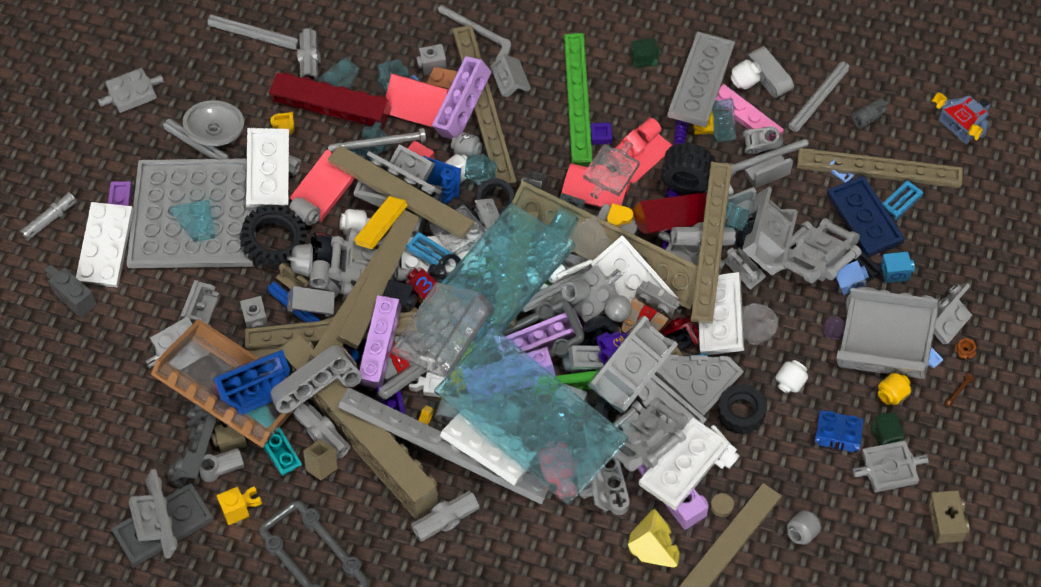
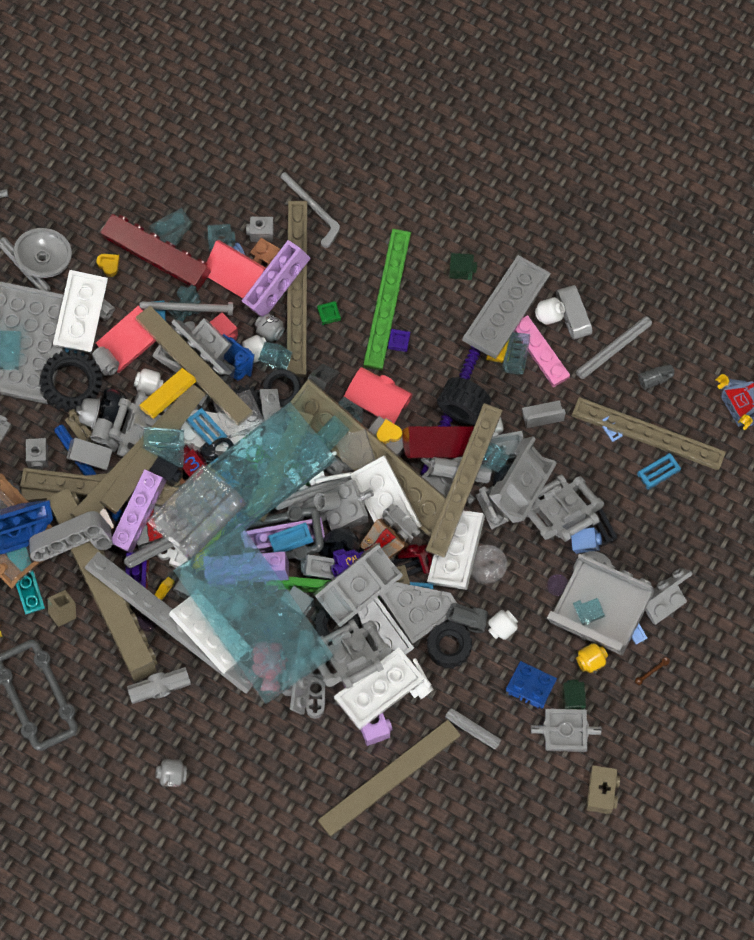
camera: 10 degrees right, 10 degrees up
(253, 32) = (102, 162): light grey axle -> none
(308, 54) = (147, 200): light grey piece -> none
(321, 428) = (71, 580): light grey piece -> none
(392, 268) = (165, 444): none -> clear light blue wing
(417, 452) = (145, 623): none -> tile
(509, 75) = (330, 261): light grey panel -> none
(522, 123) = (329, 313): none -> green tile
(548, 334) = (290, 538): none -> dark azure tile
(611, 169) = (394, 384): clear plate -> none
(618, 308) = (360, 526): light grey piece -> none
(647, 146) = (429, 367): coral panel -> none
(652, 541) = (333, 752): light yellow slope -> none
(722, 505) = (406, 731): dark tan tile -> none
(757, 140) = (542, 382): light grey piece -> none
(760, 376) = (472, 618): none -> dark grey piece
(769, 155) = (506, 404): light grey piece -> none
(792, 486) = (473, 728): none -> light grey axle
(803, 527) = (470, 770): light grey head -> none
(865, 215) = (619, 481): dark blue plate -> none
(878, 342) = (589, 611): none -> clear light blue panel
(897, 267) = (632, 539): dark azure brick -> none
(967, 344) = (675, 633): dark orange plate -> none

